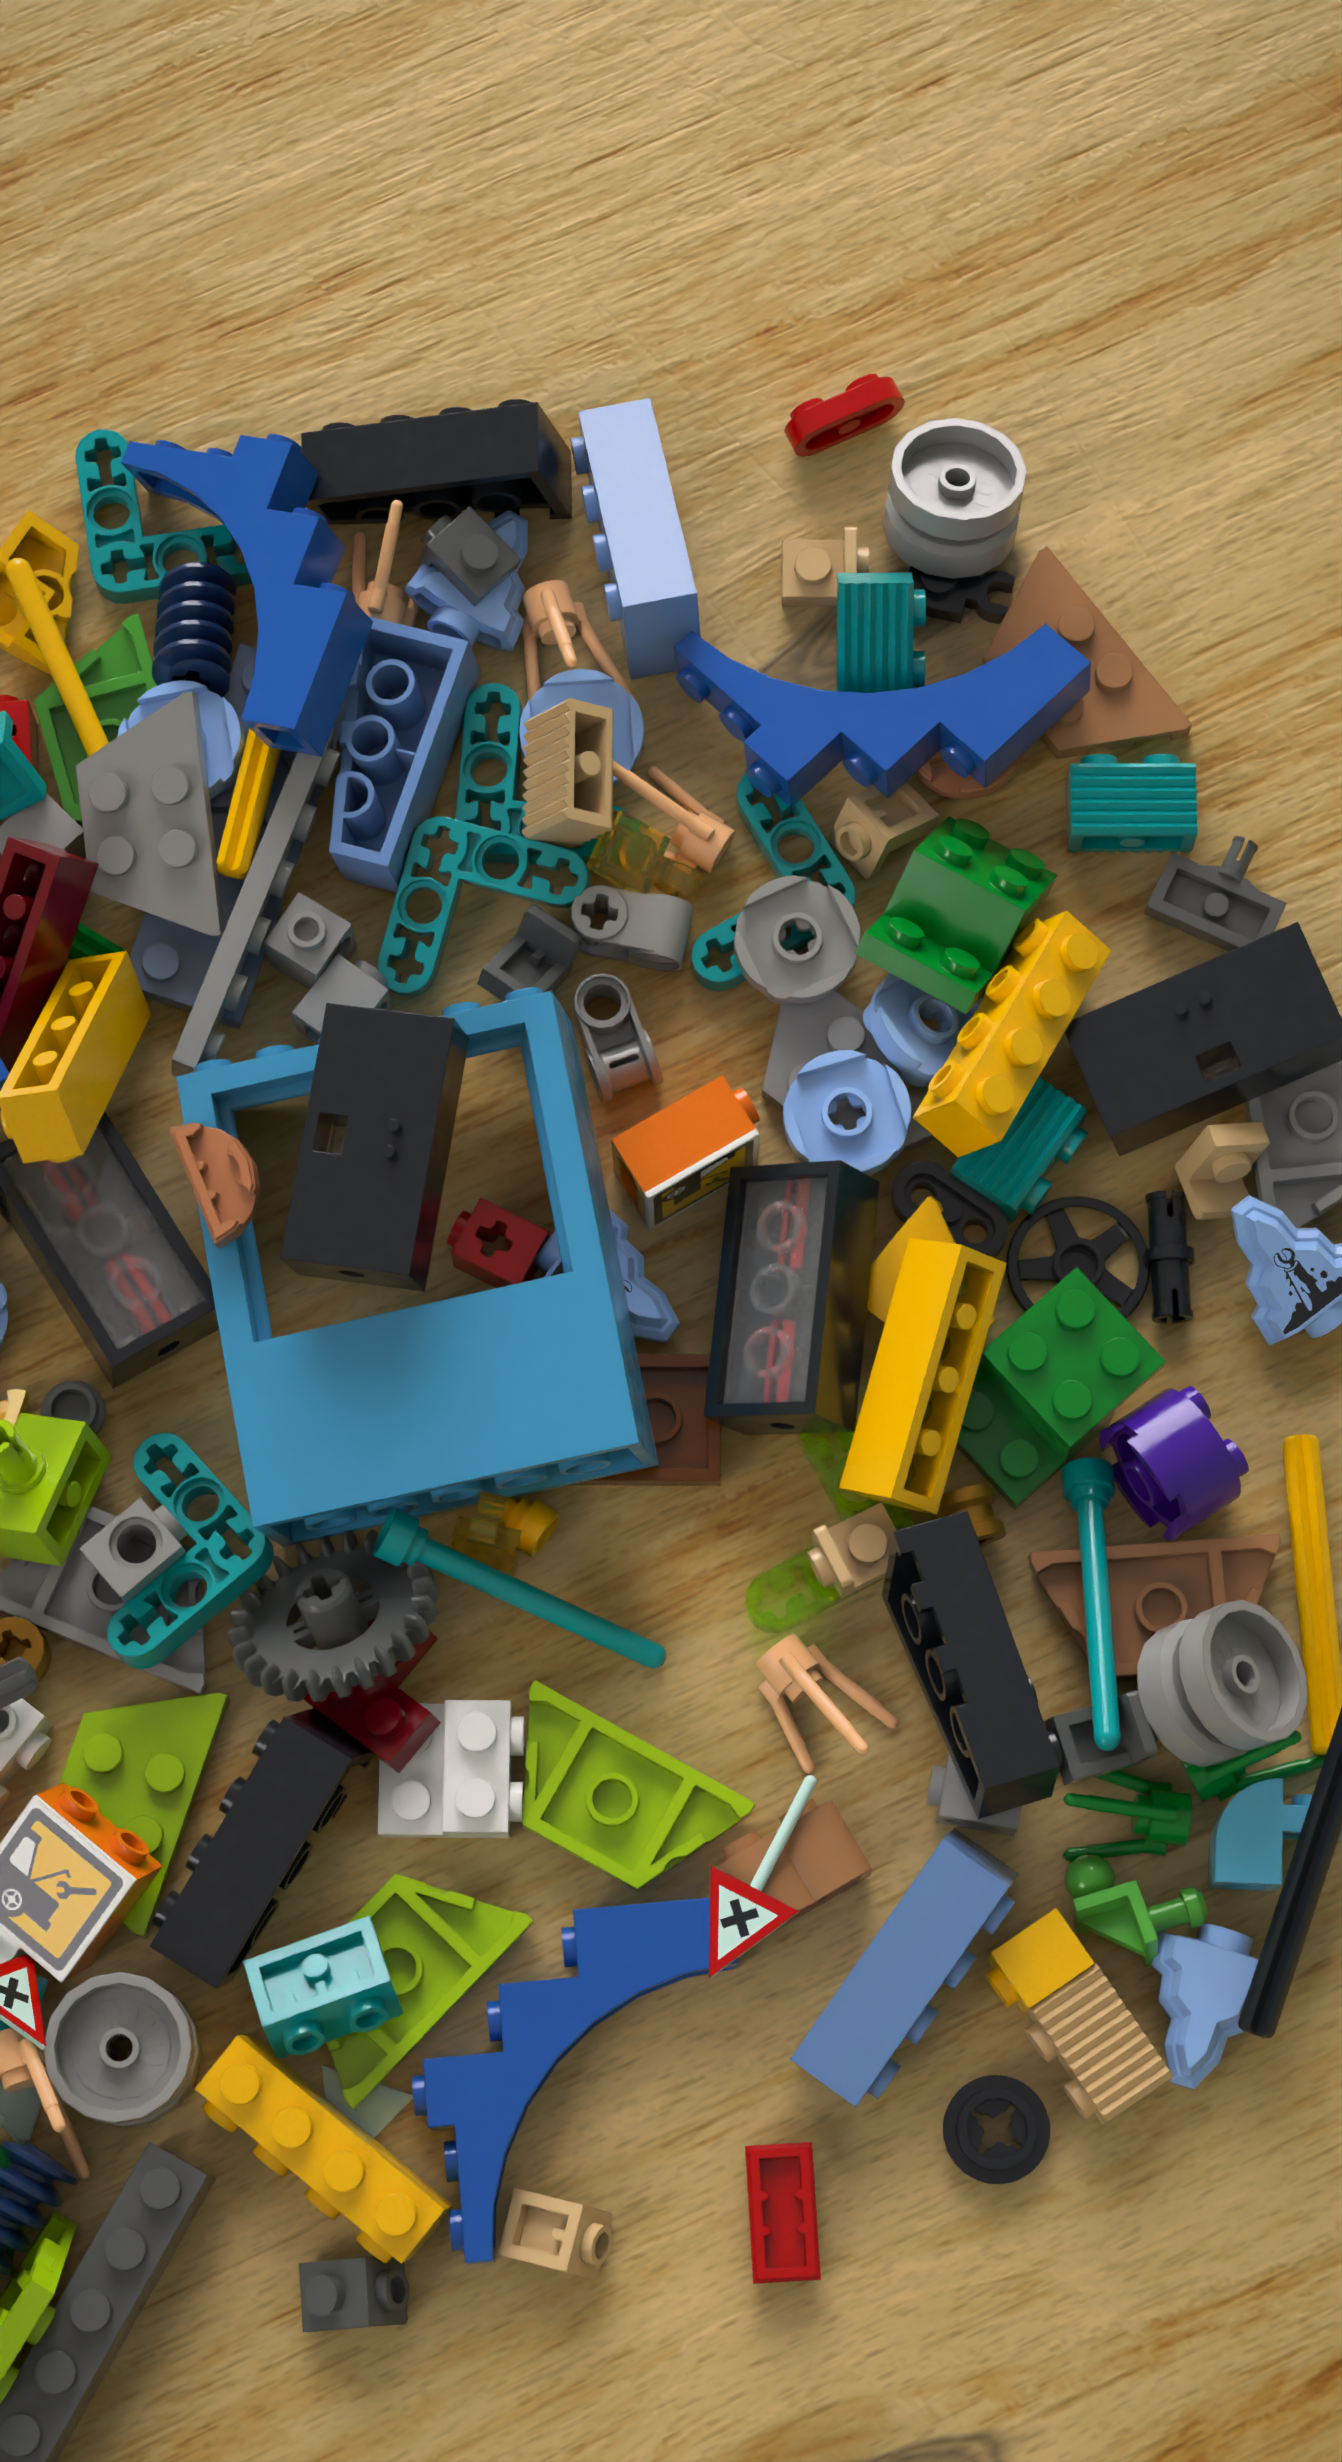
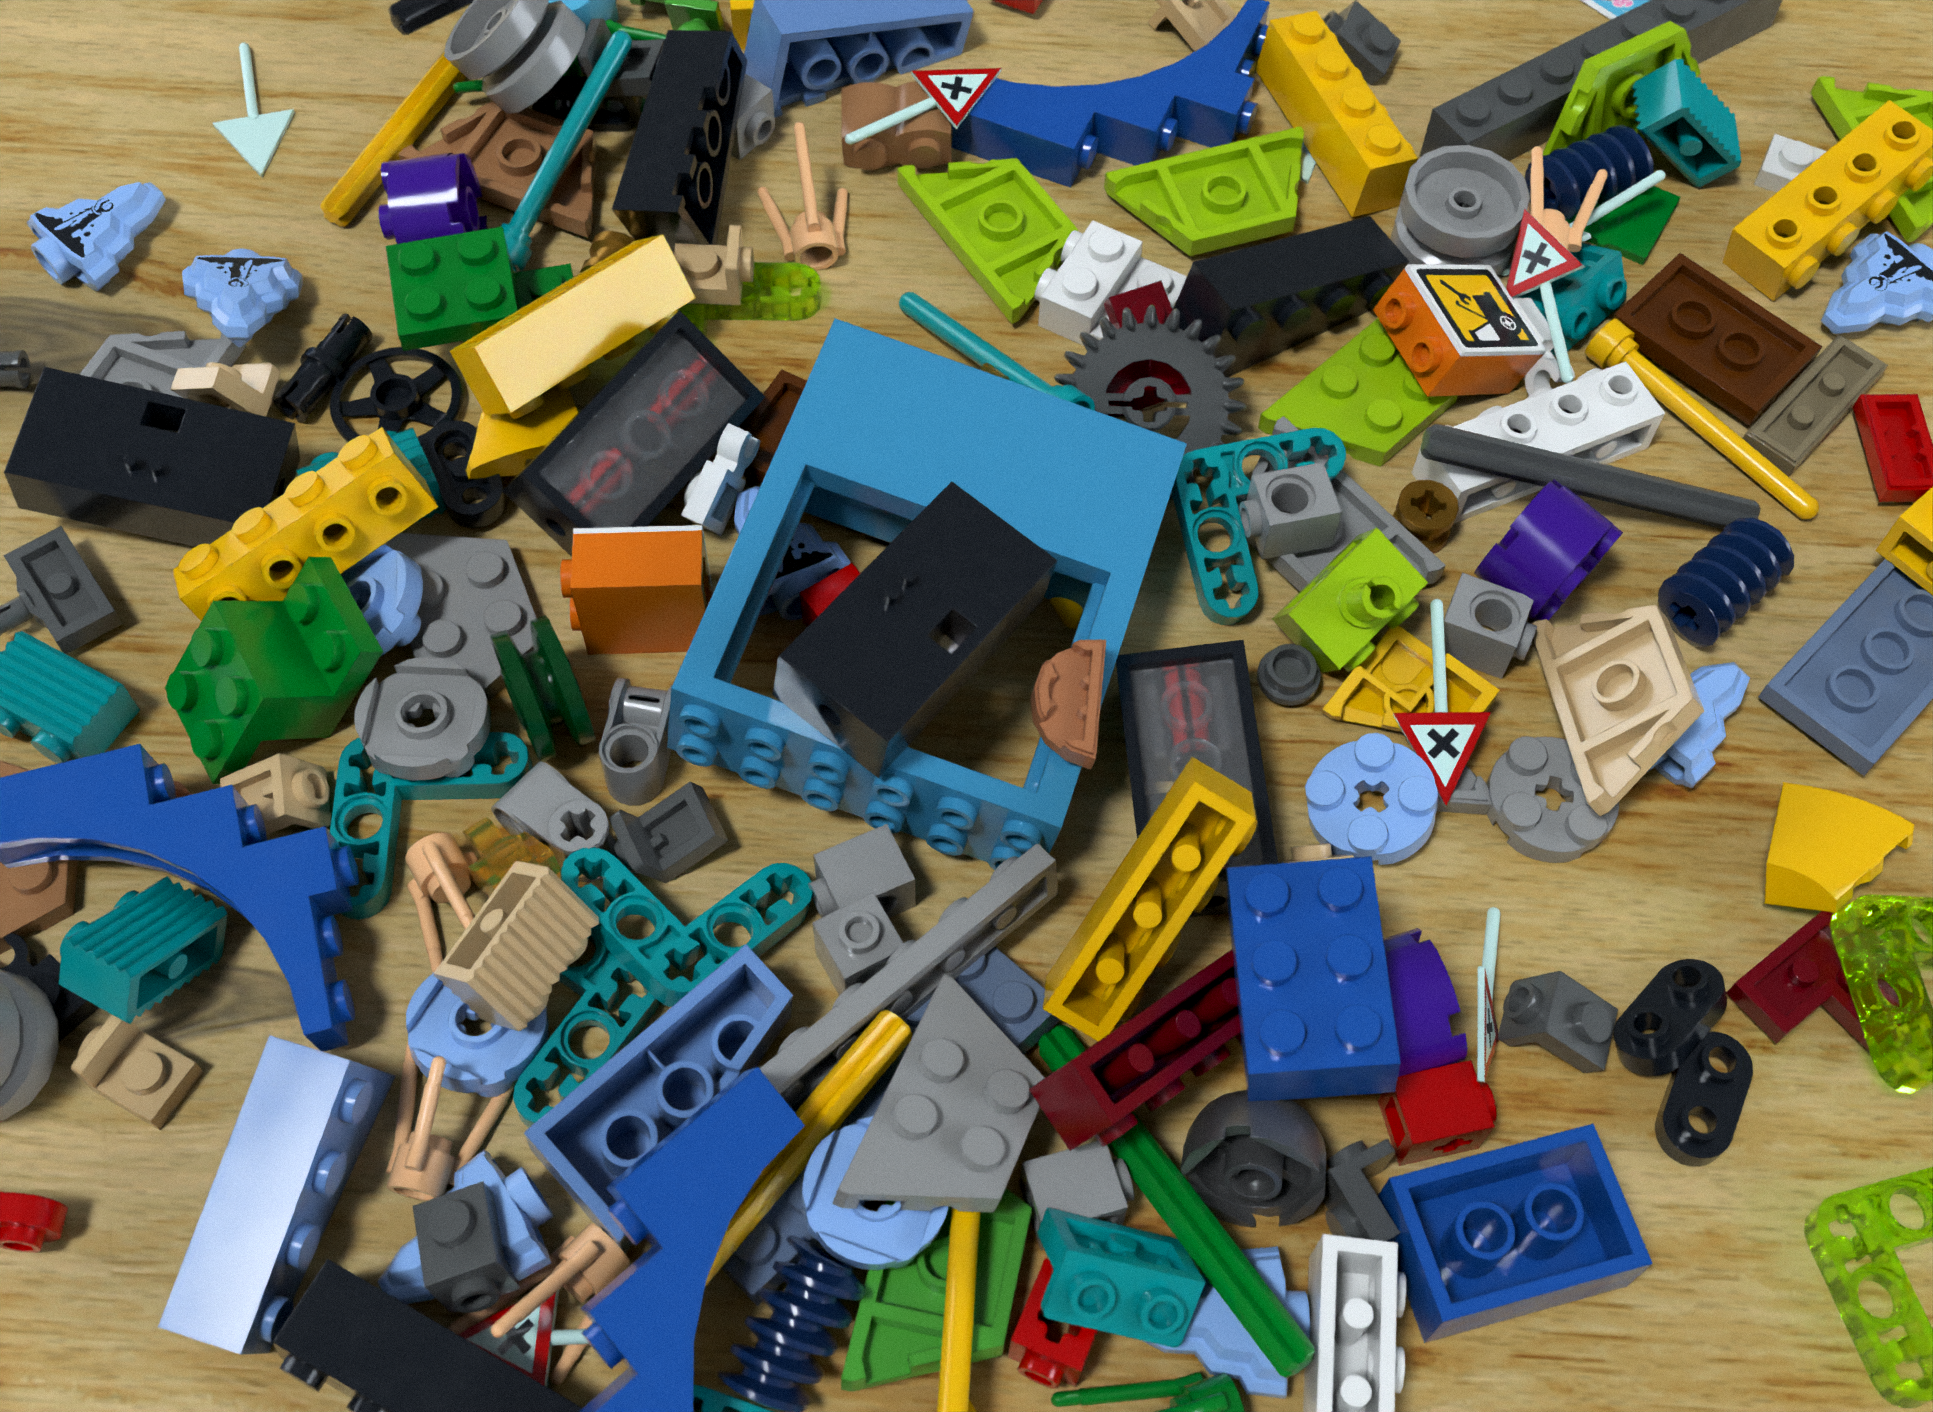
camera: 155 degrees left, 15 degrees down
(322, 1988) = (1288, 180): teal bracket -> none
(407, 549) = (529, 1342): none -> piece
(696, 1304) = (713, 491): none -> white plate
(710, 1012) = (543, 688): none -> dark green wheel
(865, 1085) = (494, 587): light blue plate -> none

